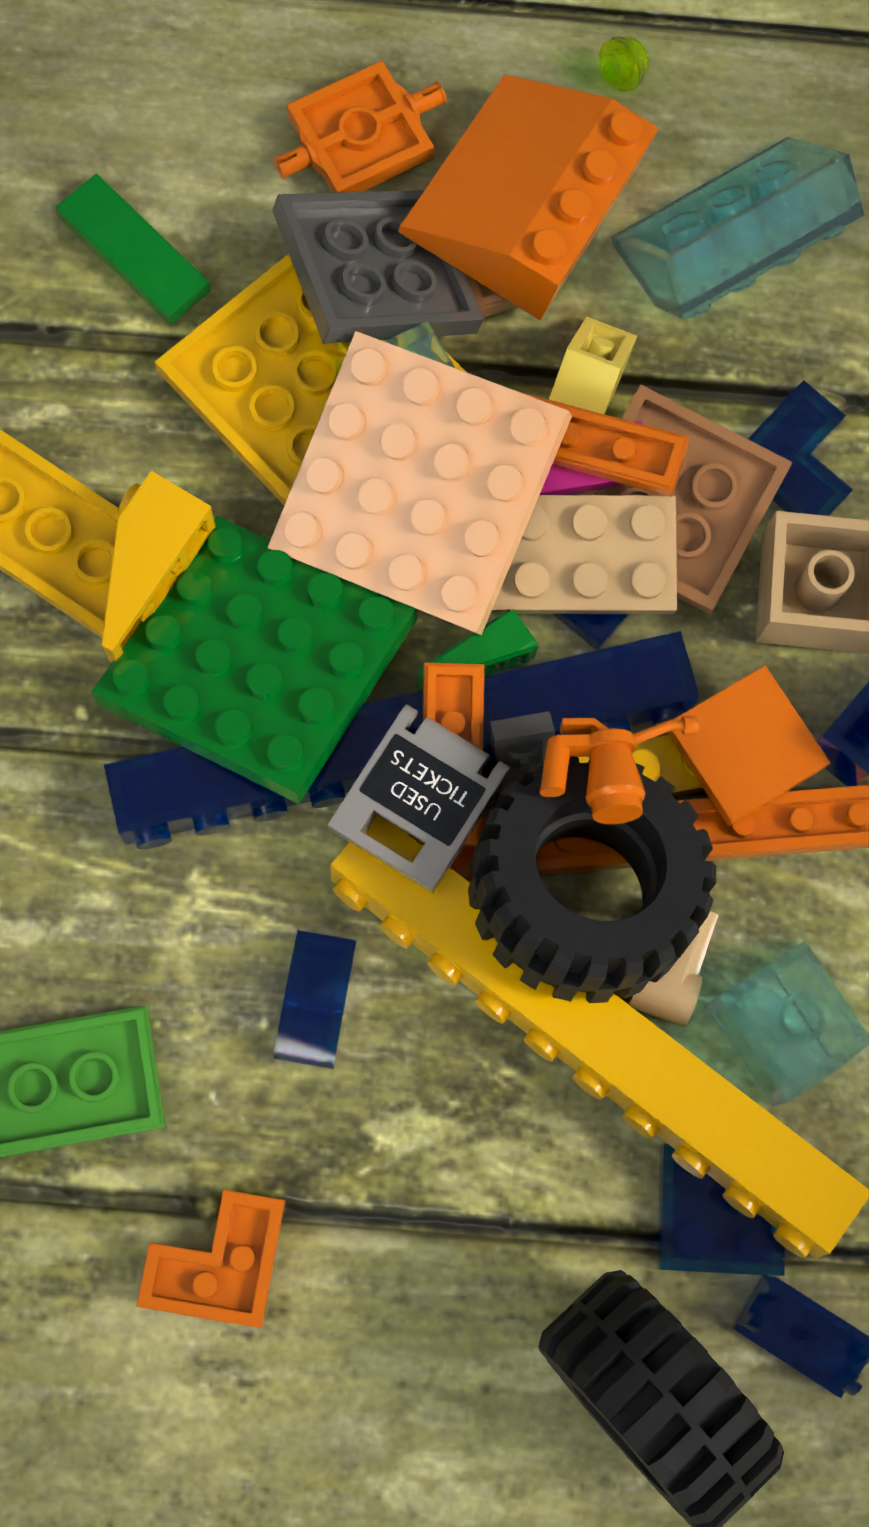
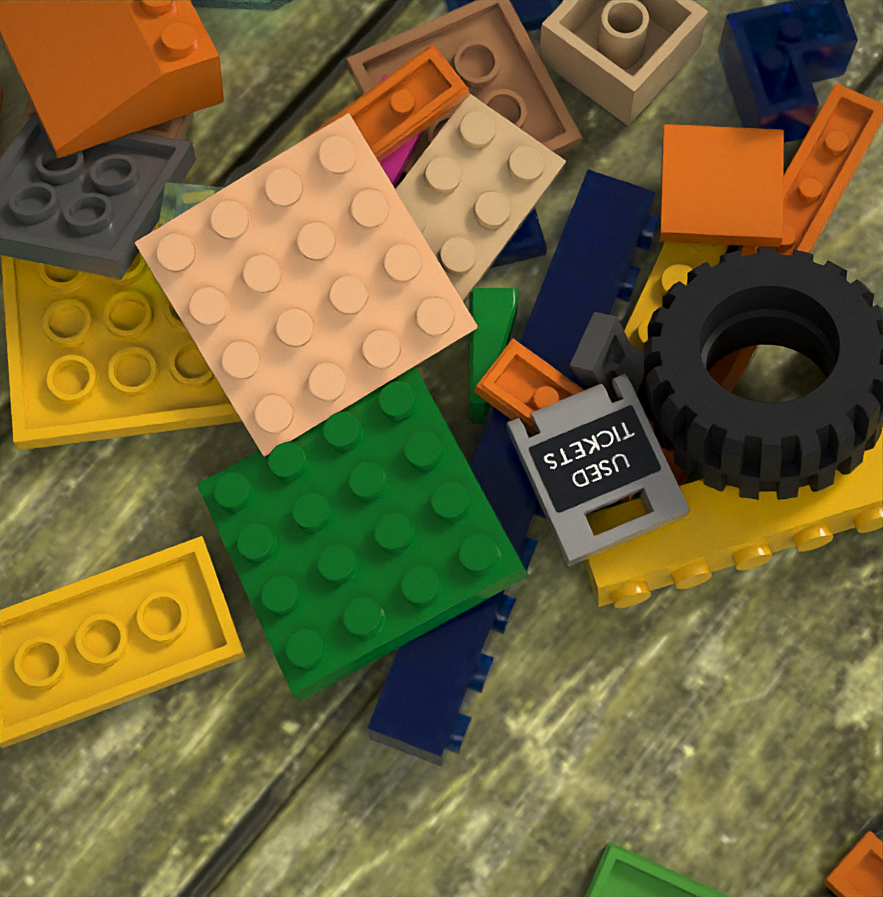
camera: 45 degrees left, 5 degrees down
(154, 545) = (194, 553): yellow slope -> none
(315, 999) = (701, 687): clear blue slope -> none
(593, 366) = (298, 88): light yellow slope -> none
(613, 778) = (708, 287): orange piece -> none

